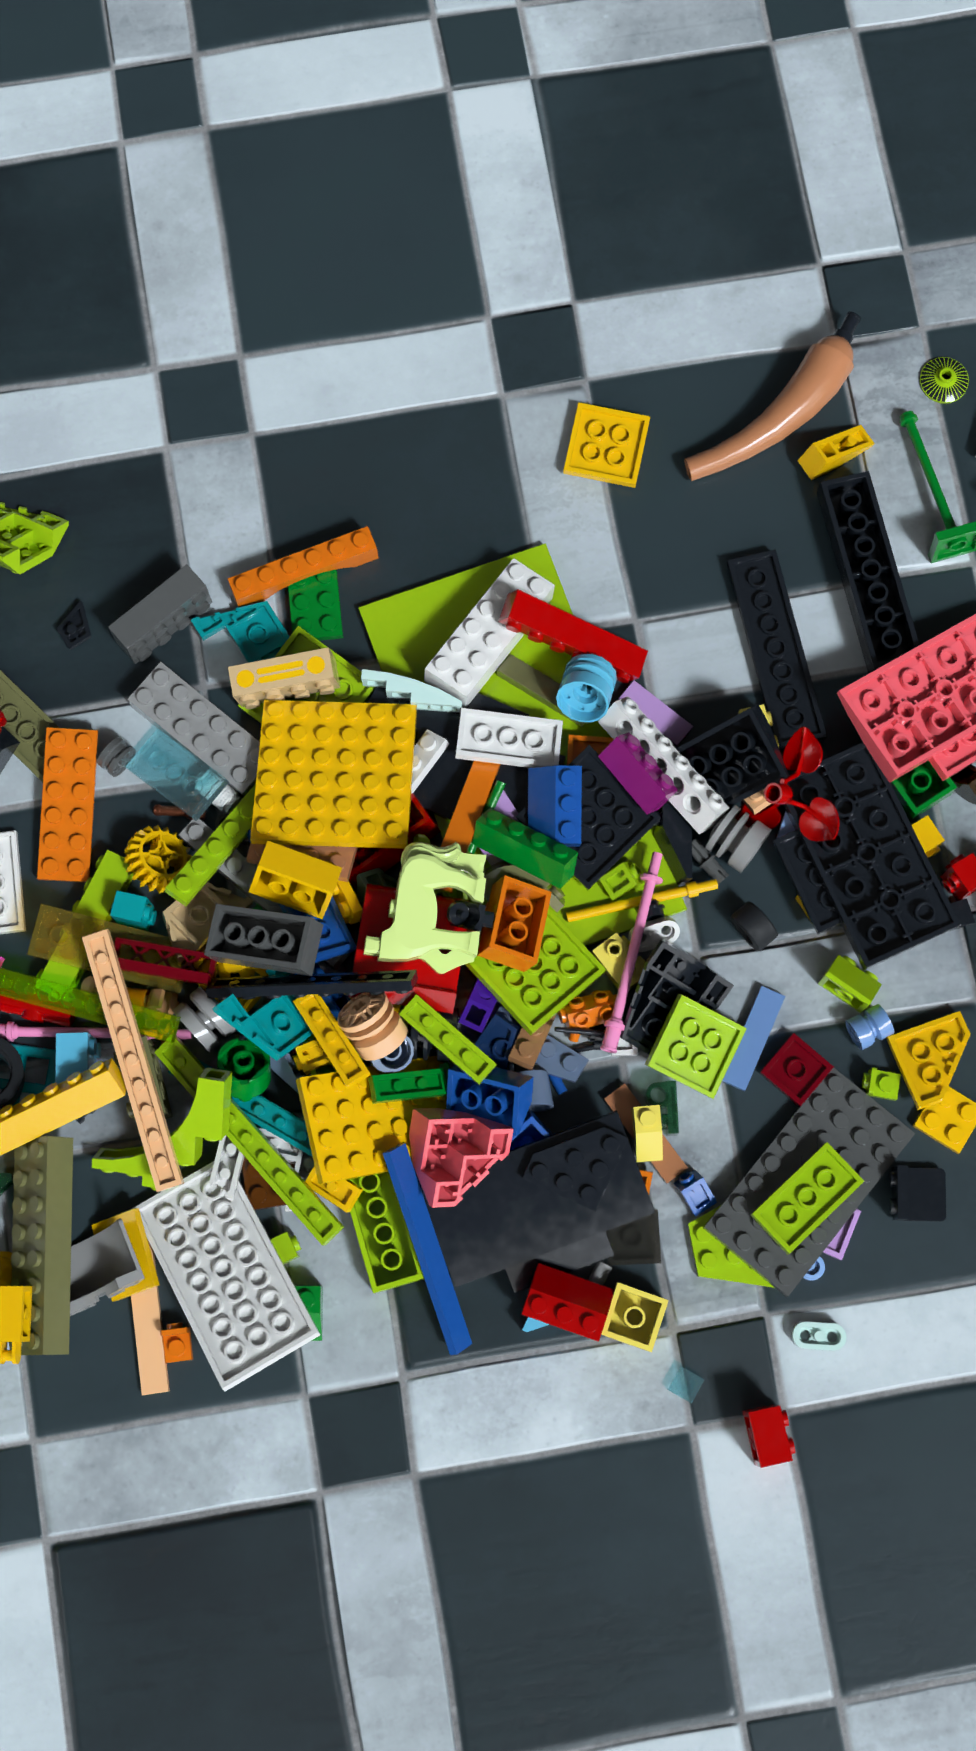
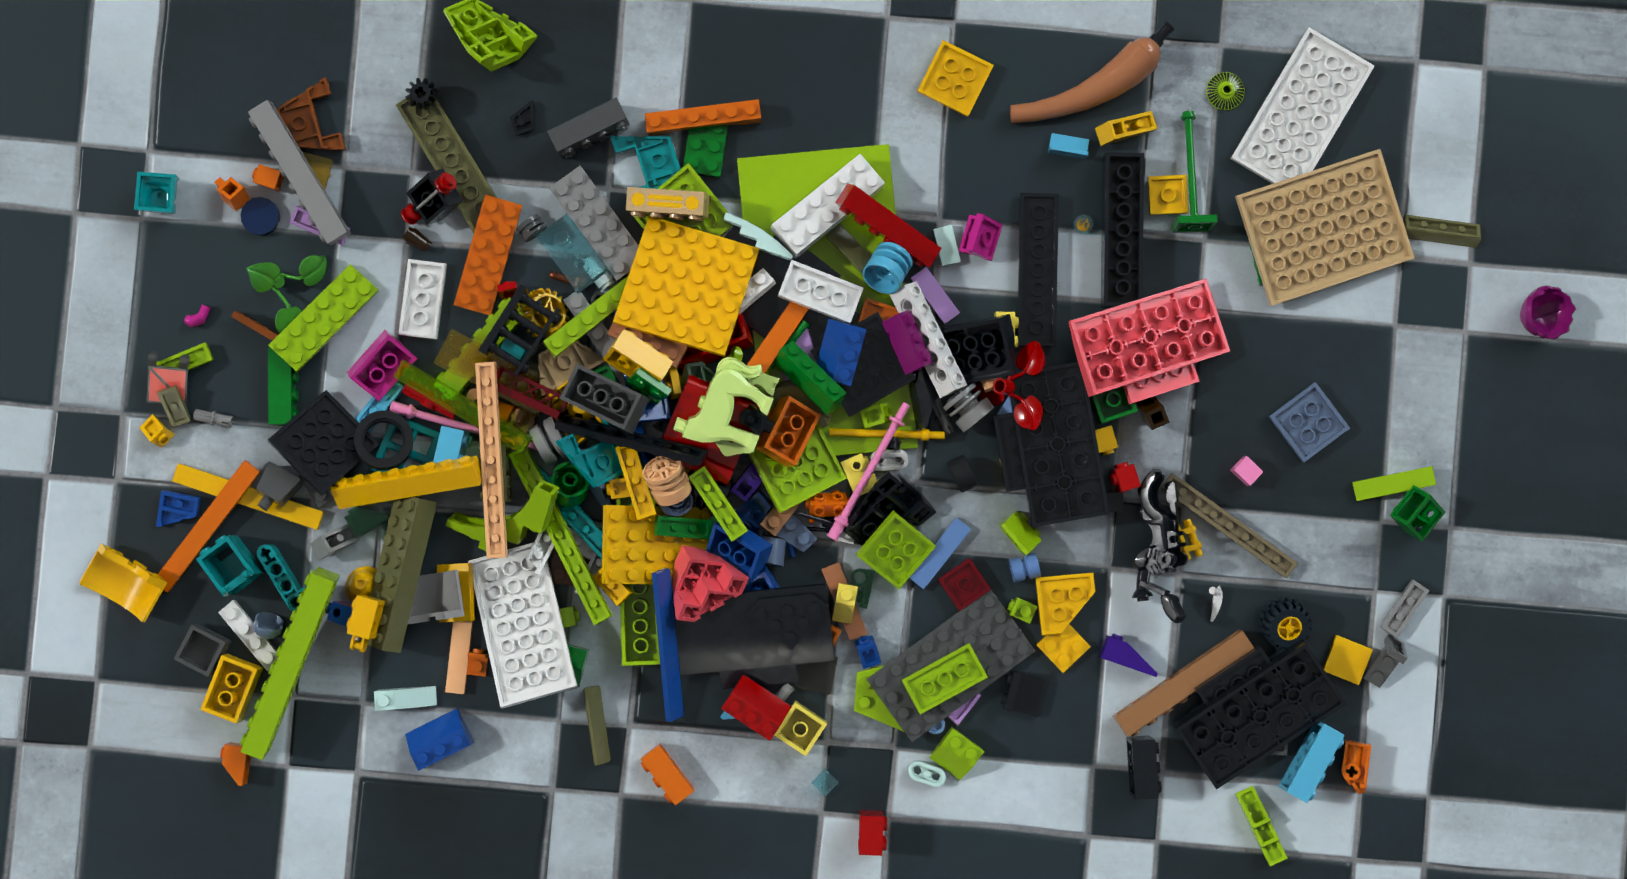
camera: 15 degrees right, 10 degrees up
(89, 1417) = (405, 698): none -> light aqua slope
(105, 841) = (507, 289): none -> red plate
(115, 865) = (500, 330): none -> black fence
(147, 1463) = (438, 739): none -> blue slope
(319, 906) = (648, 386): none -> green plate
(358, 1386) = (596, 725): none -> olive slope
(470, 1430) = (667, 774): none -> orange brick
(658, 656) = (946, 240): none -> light aqua tile
(692, 625) = (980, 236): none -> dark pink bracket
(771, 491) = (1068, 146): none -> medium azure panel
(816, 580) = (1083, 224): none -> clear light blue tile
(851, 1298) = (956, 753): none -> lime slope
(911, 518) = (1167, 194): none -> yellow plate

